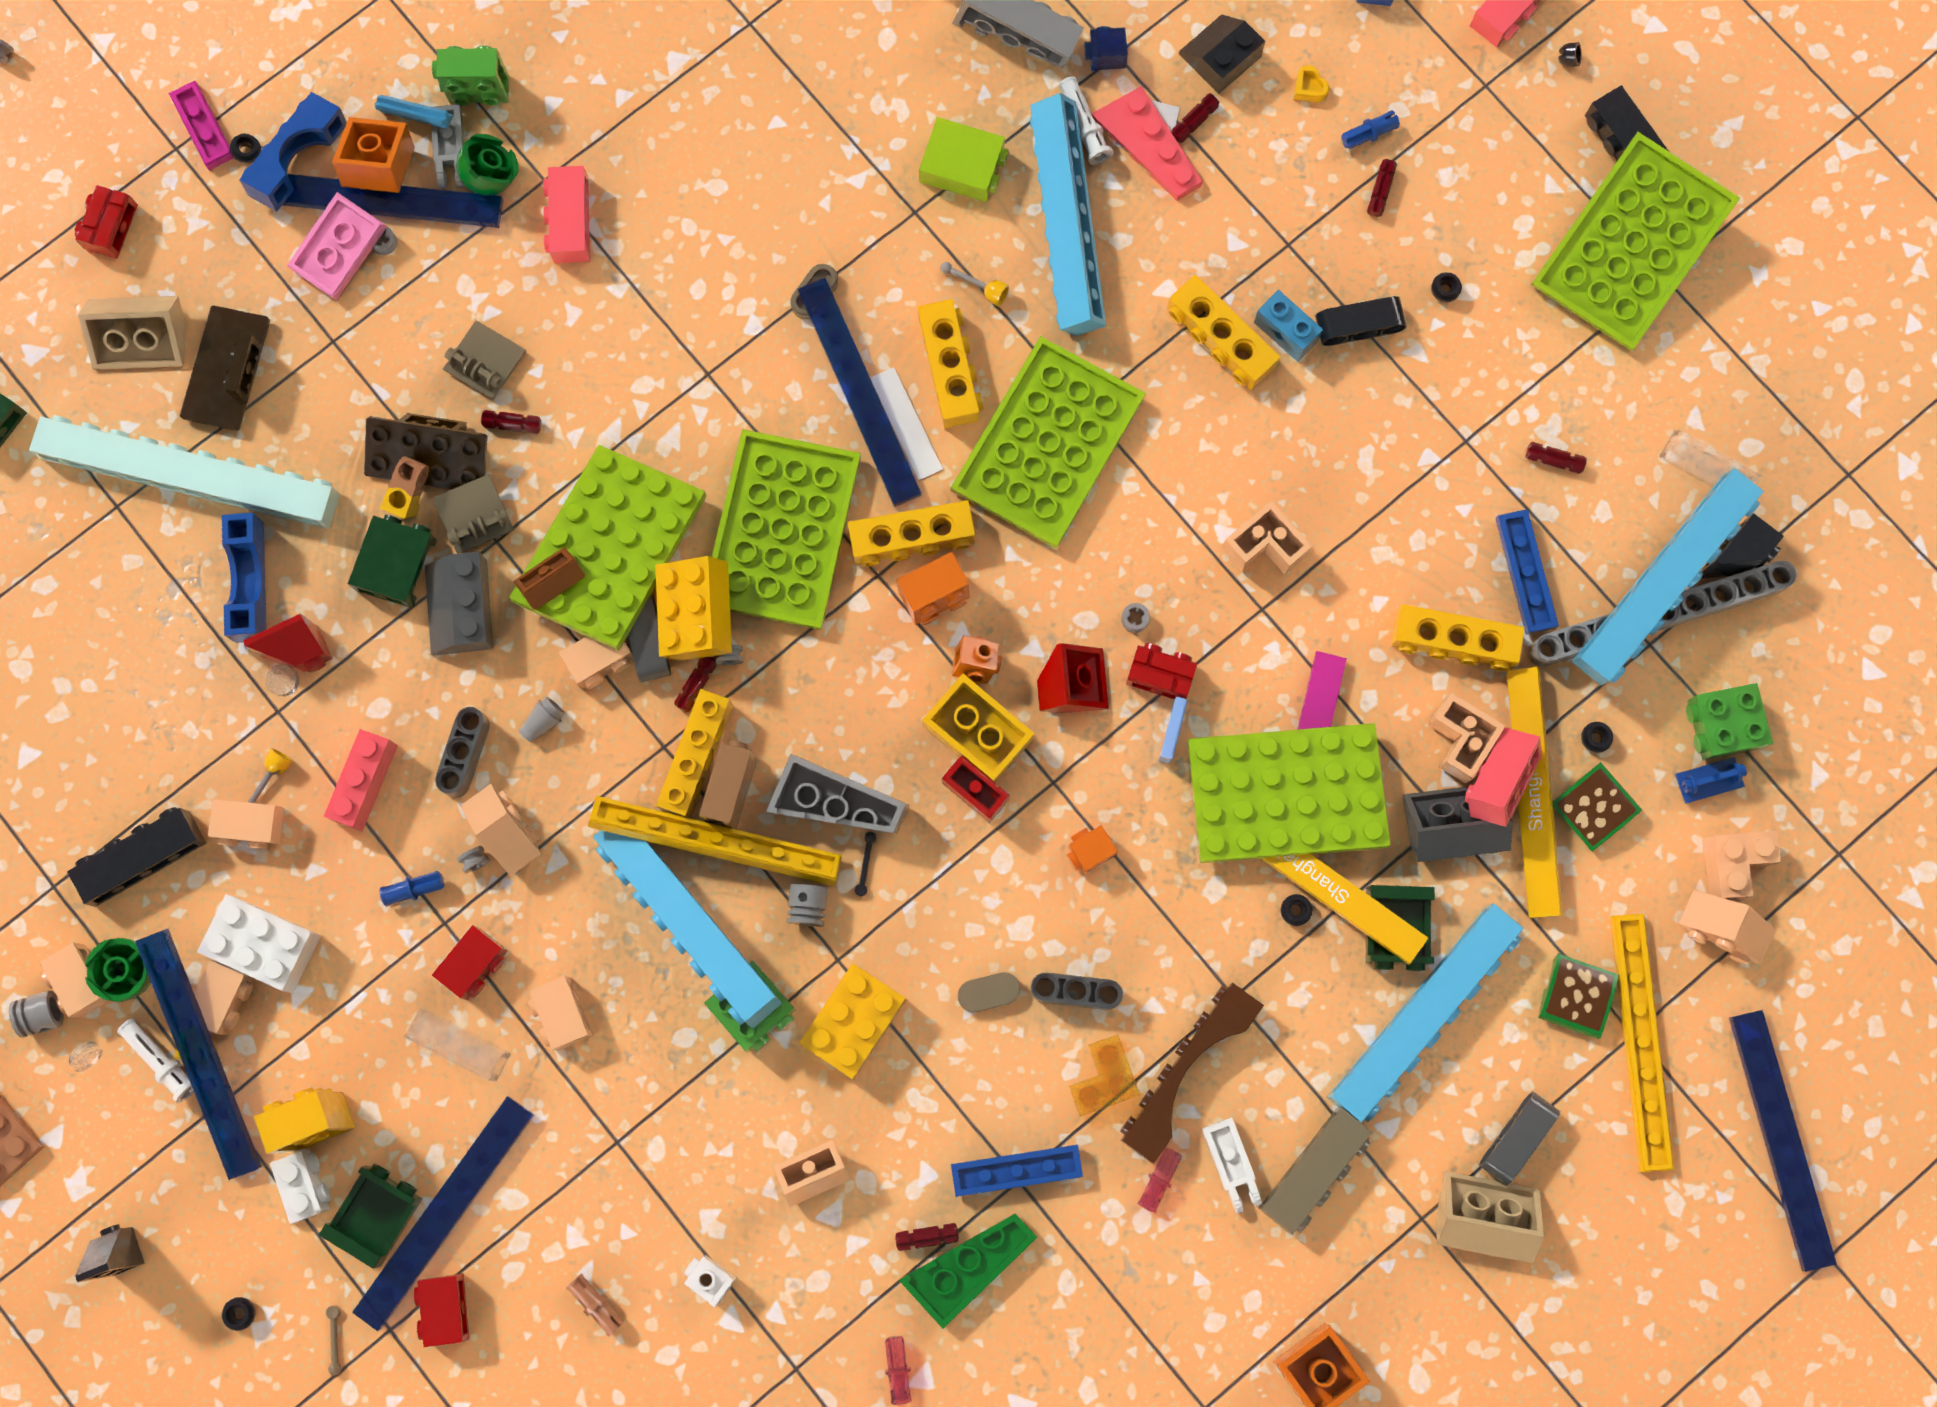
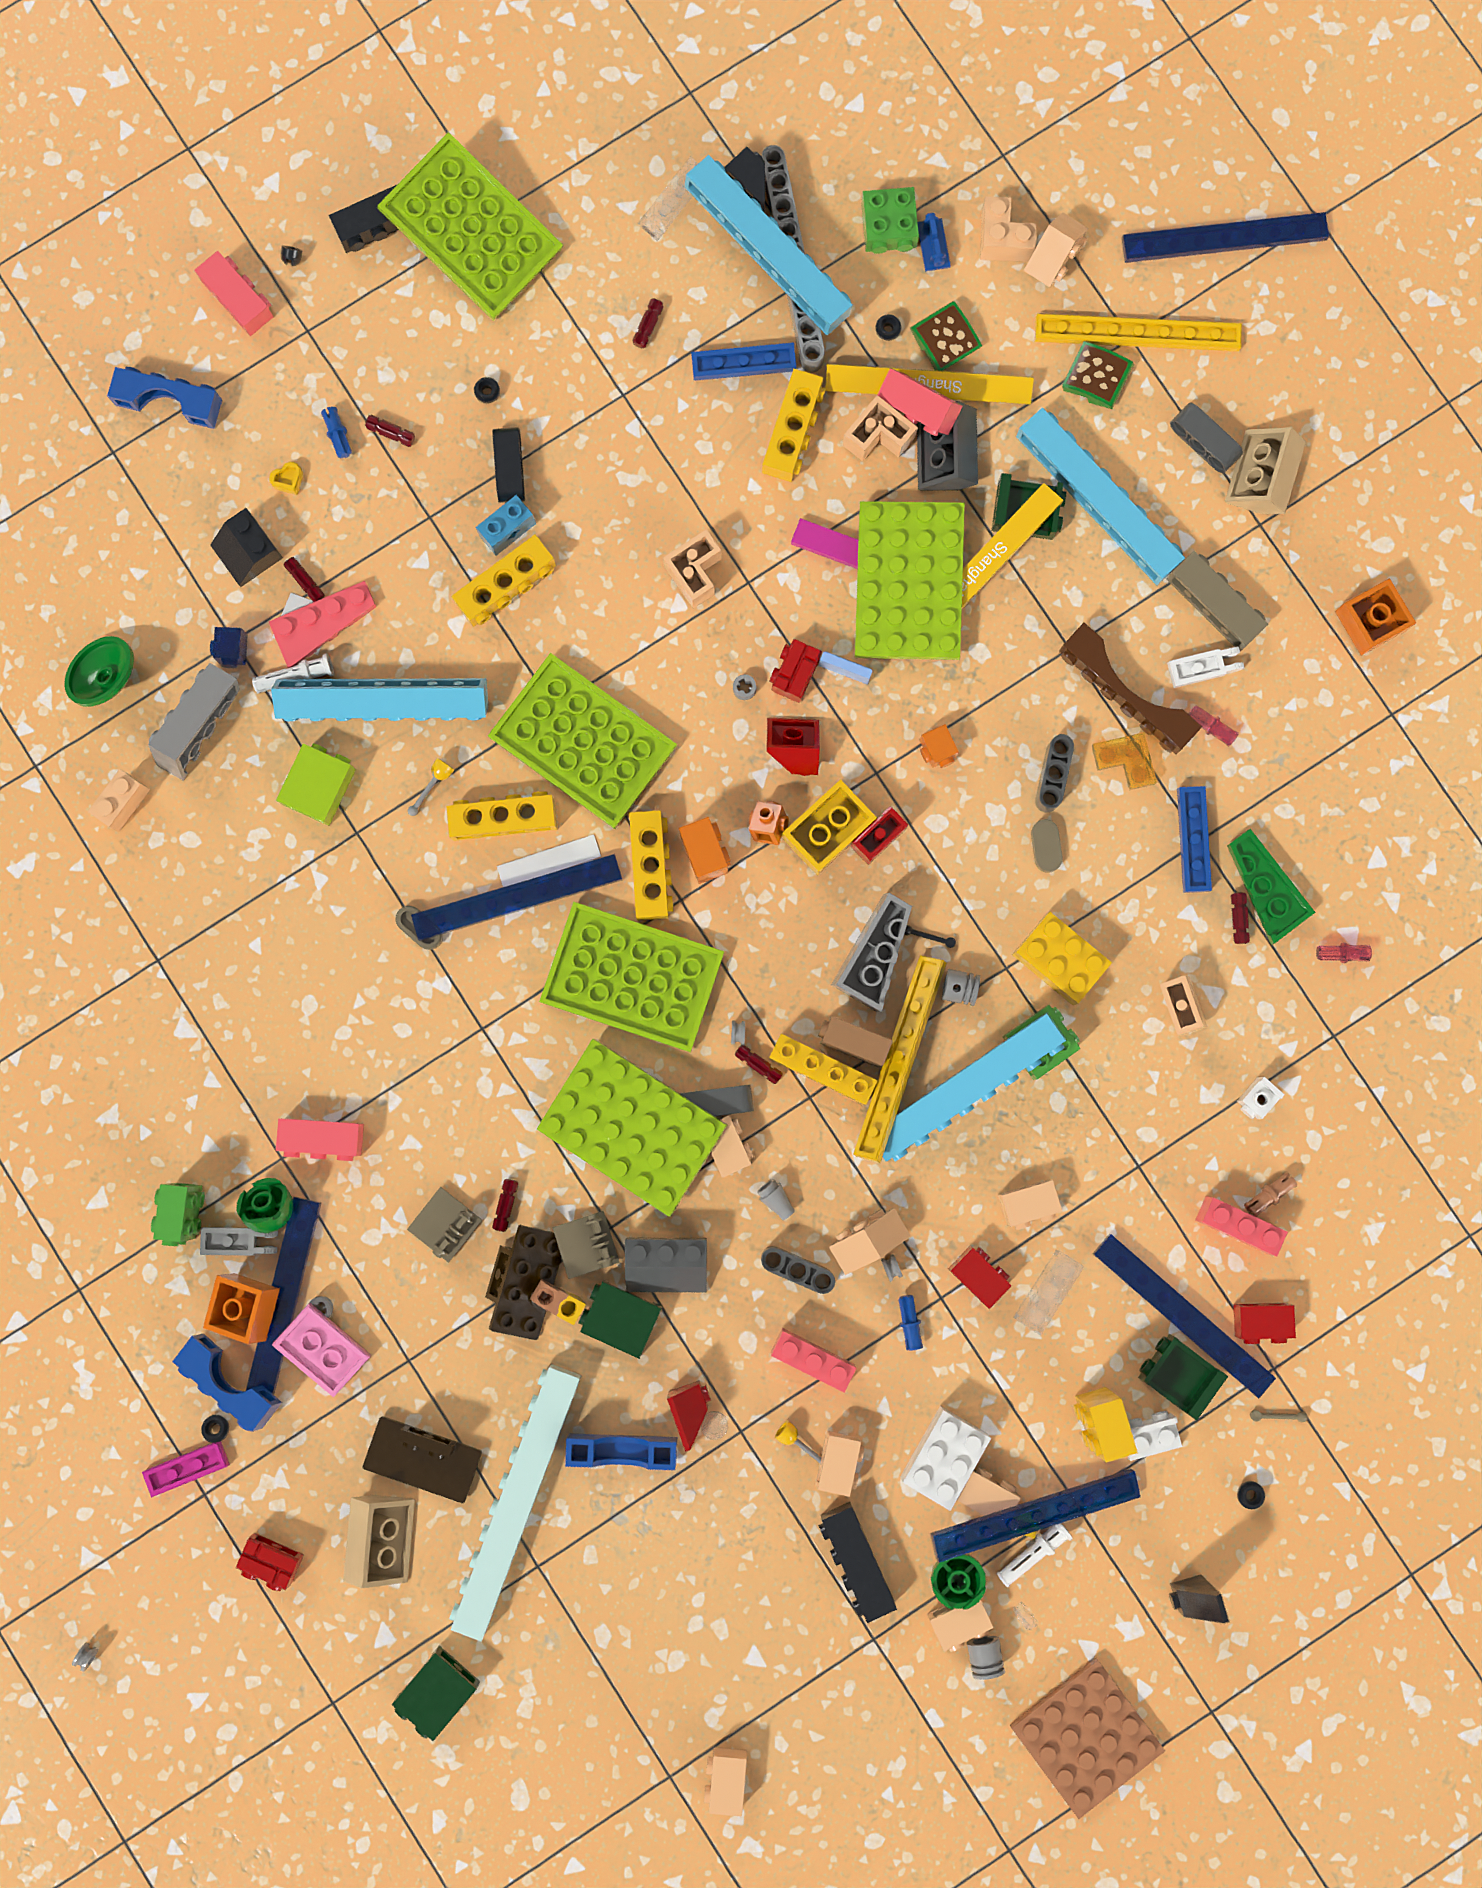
camera: 85 degrees left, 5 degrees up
(413, 111) = (203, 1270): dark azure axle -> none
(549, 578) = (658, 1178): dark orange slope -> none
(553, 1270) = (1241, 1226): none -> coral brick
(693, 608) = (698, 1056): yellow brick -> none
(1303, 903) = (1006, 580): black plate -> none

